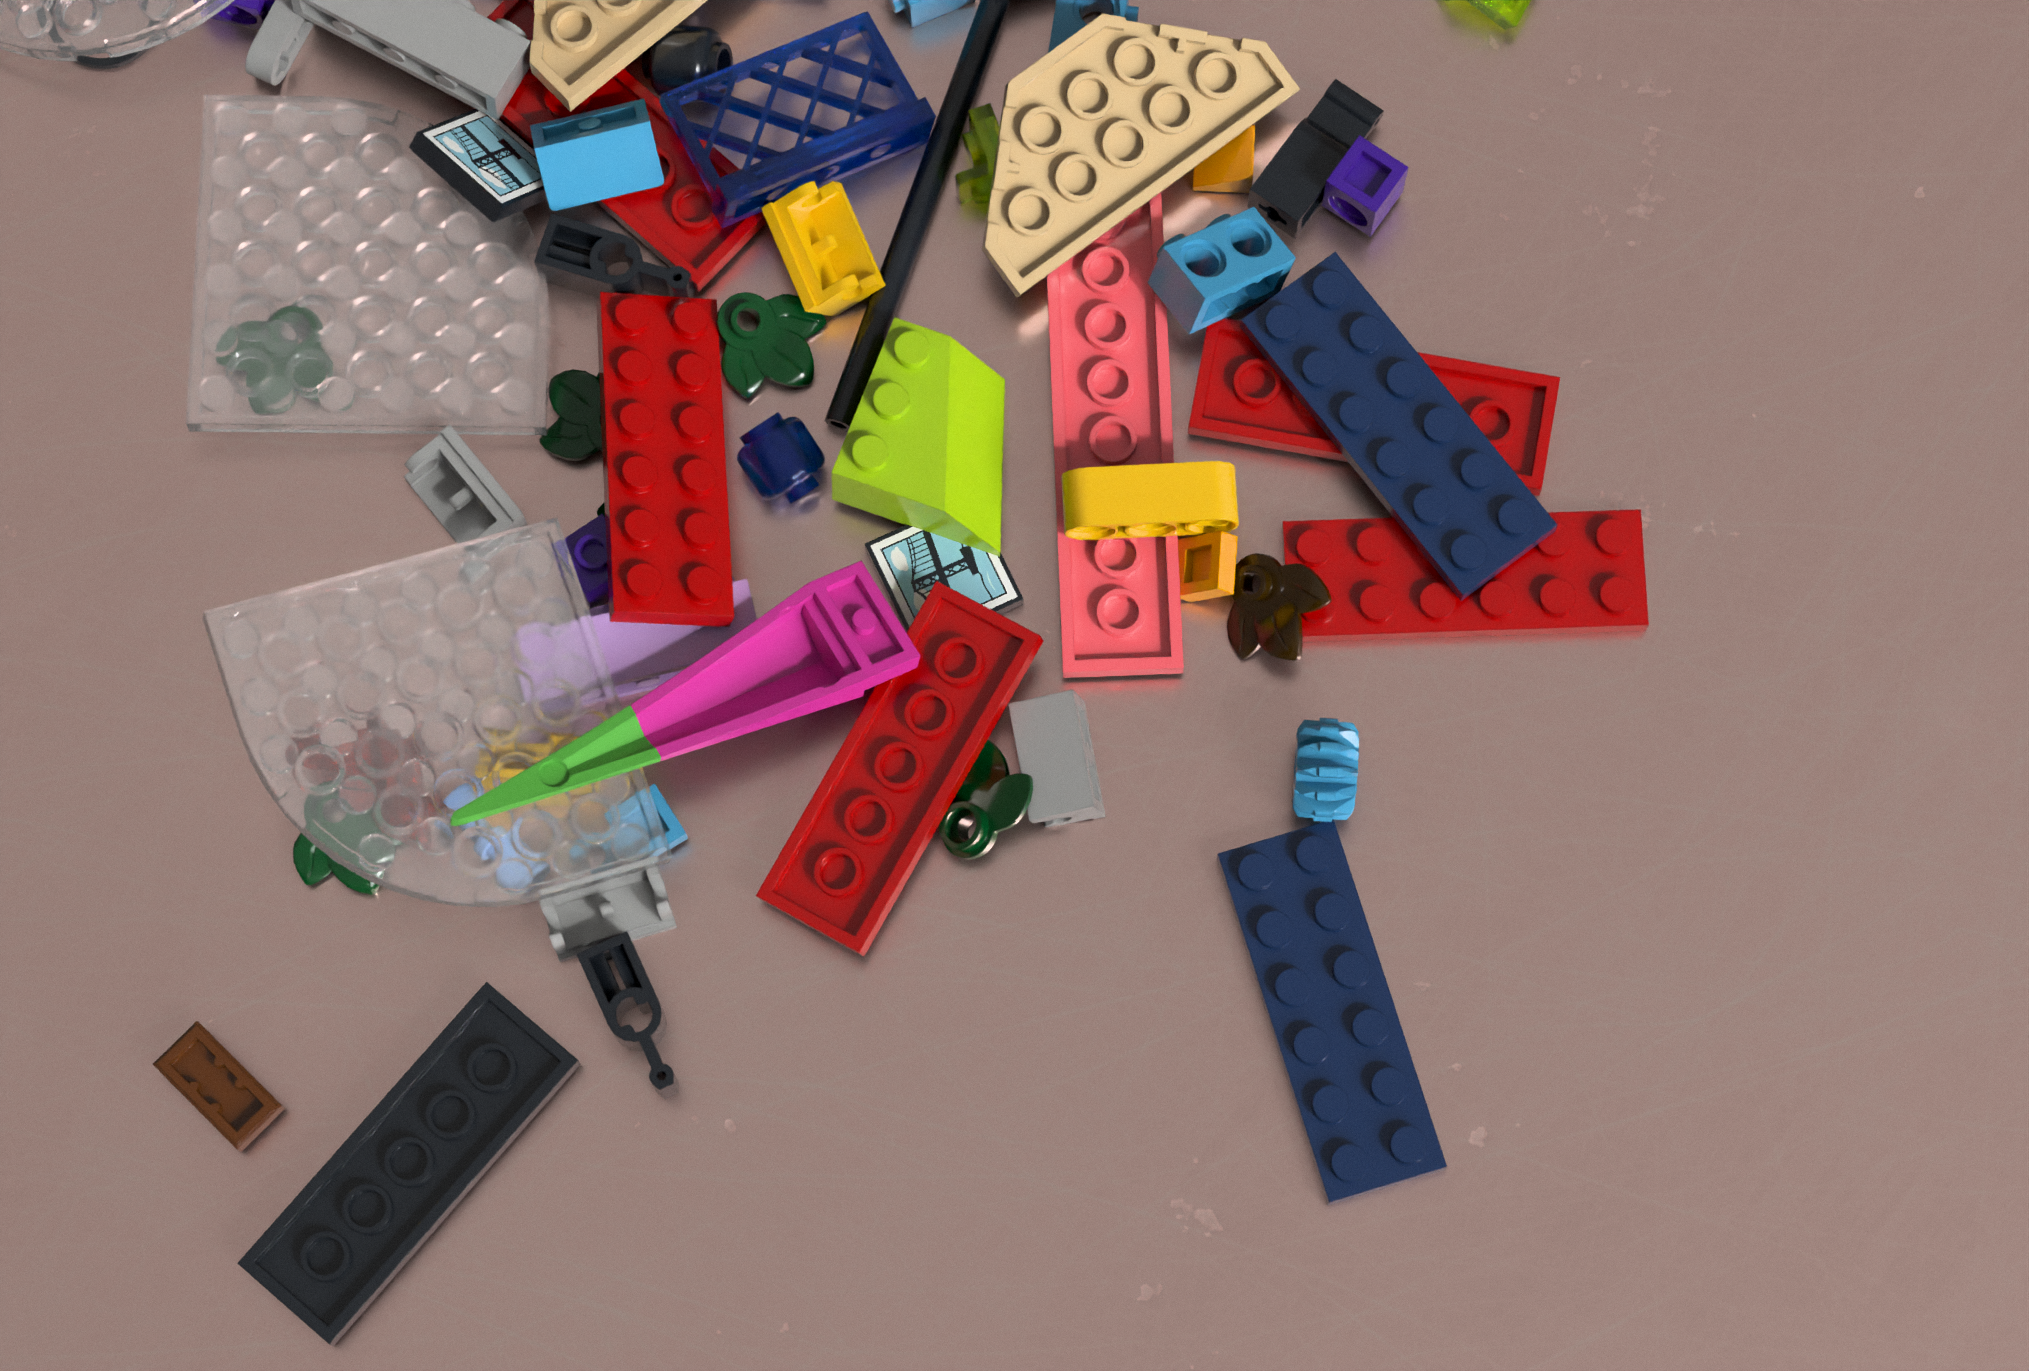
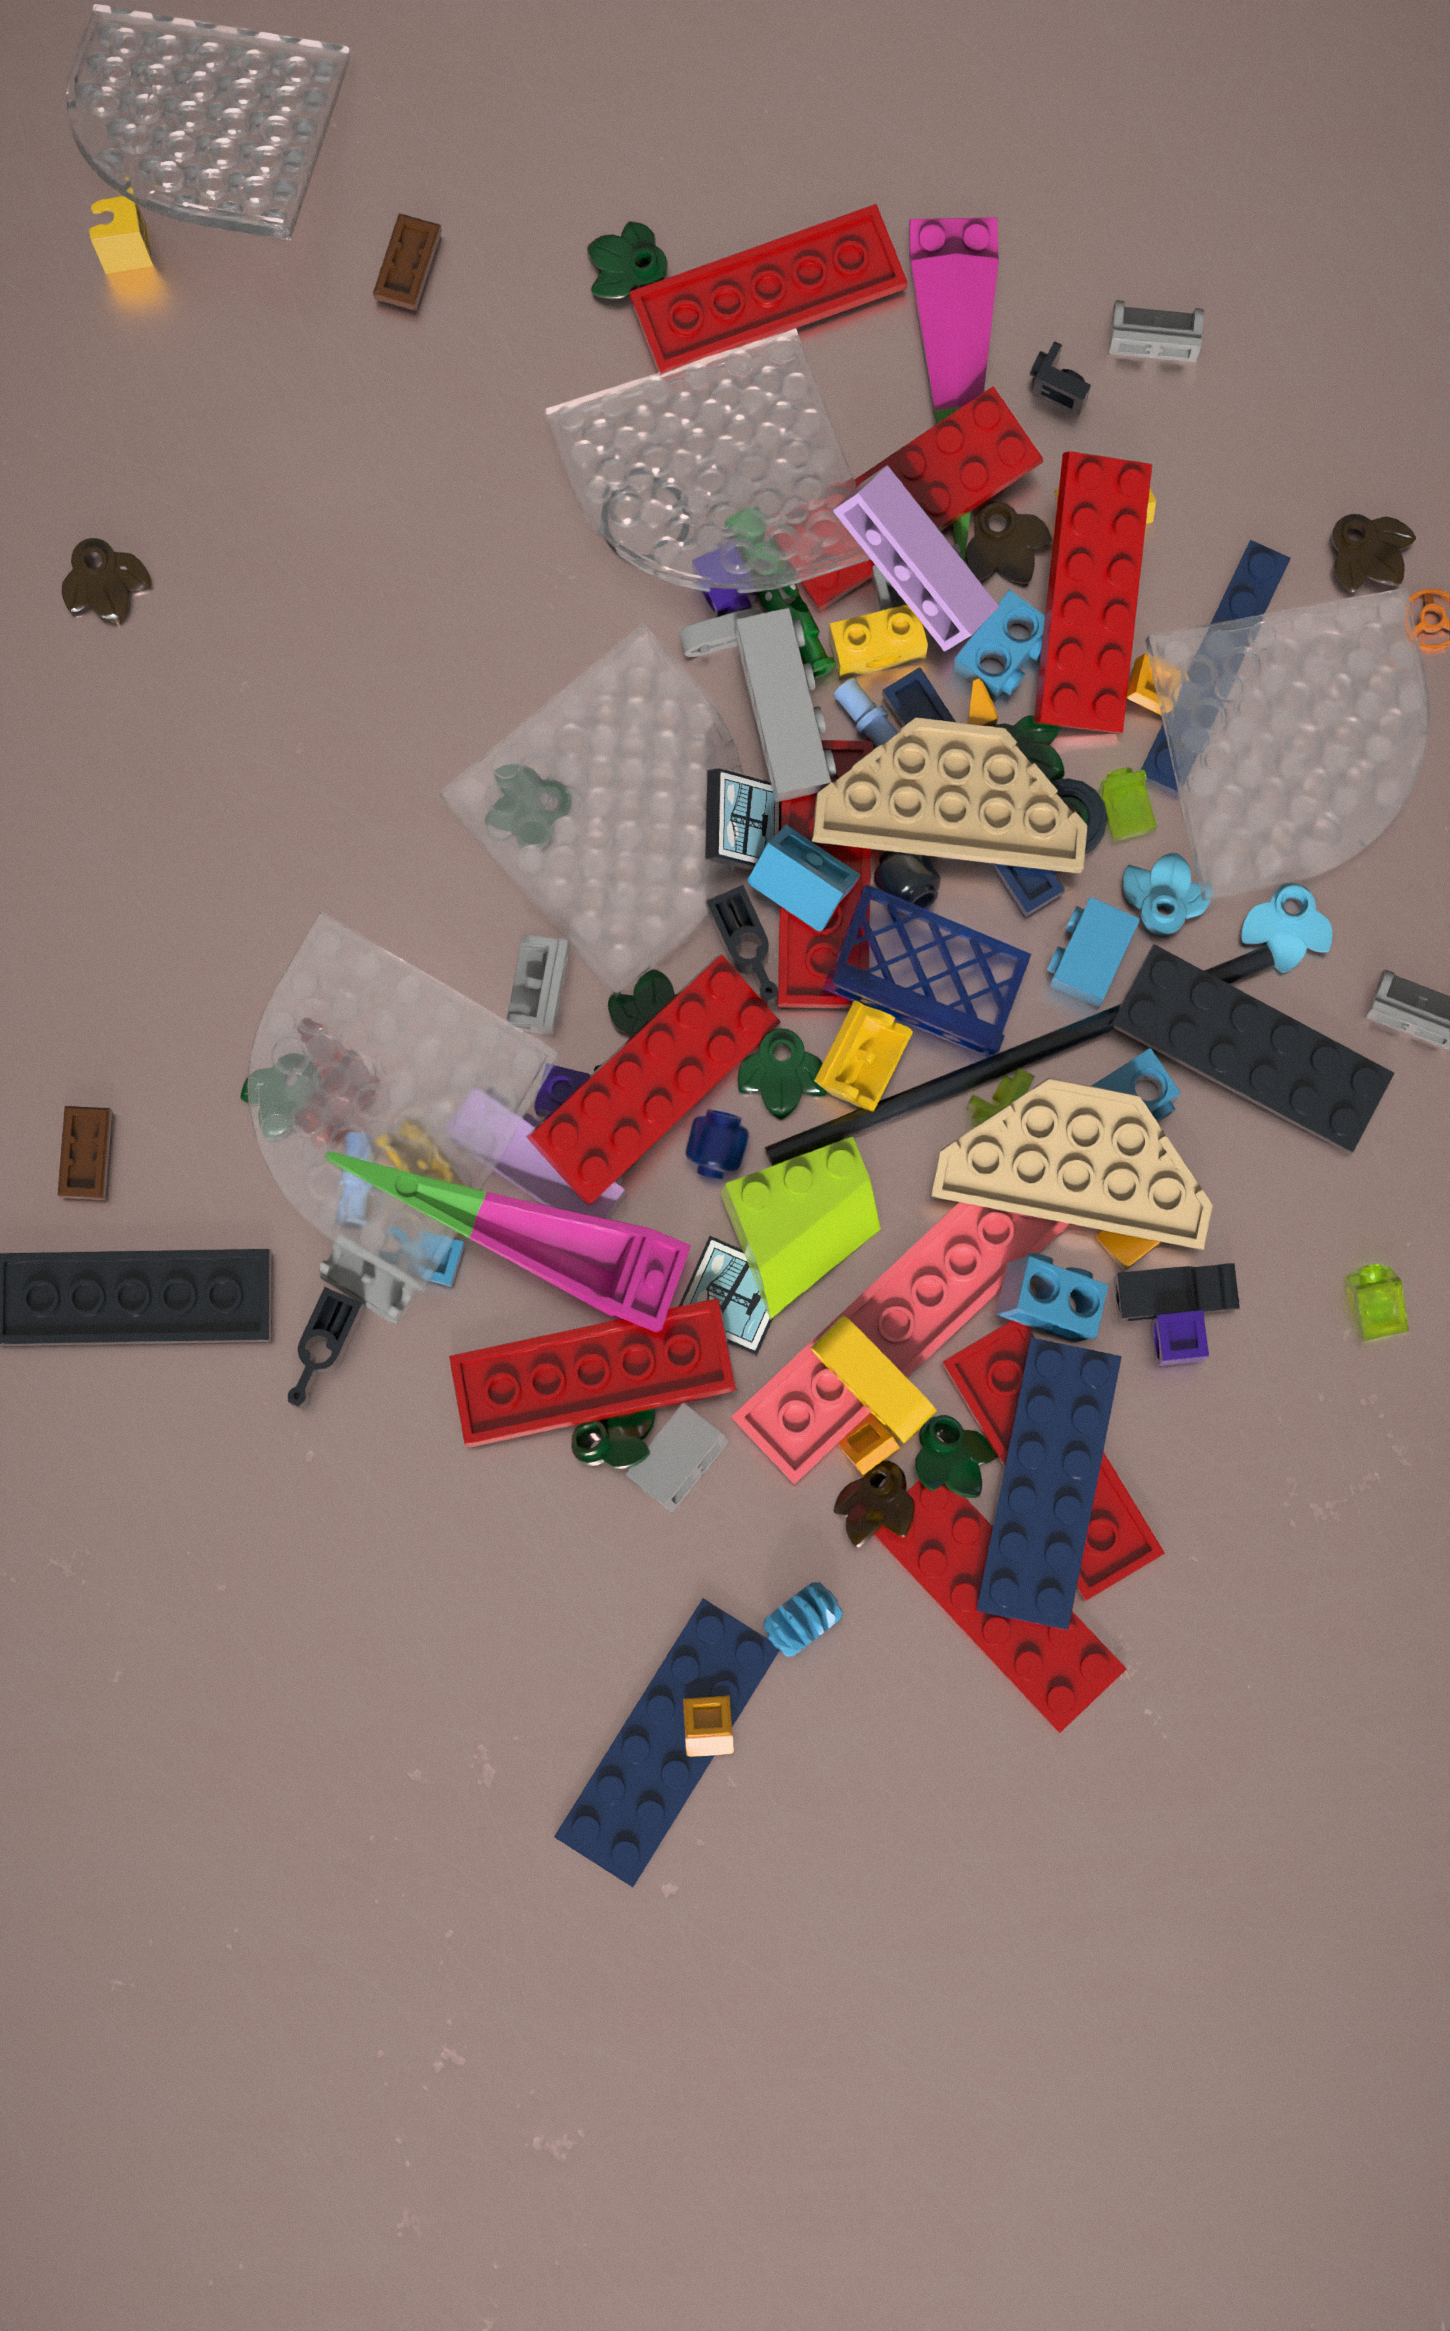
camera: 50 degrees right, 5 degrees up
(1289, 497) = (955, 1459): none -> dark green plate
(1352, 951) = (708, 1726): none -> light orange slope

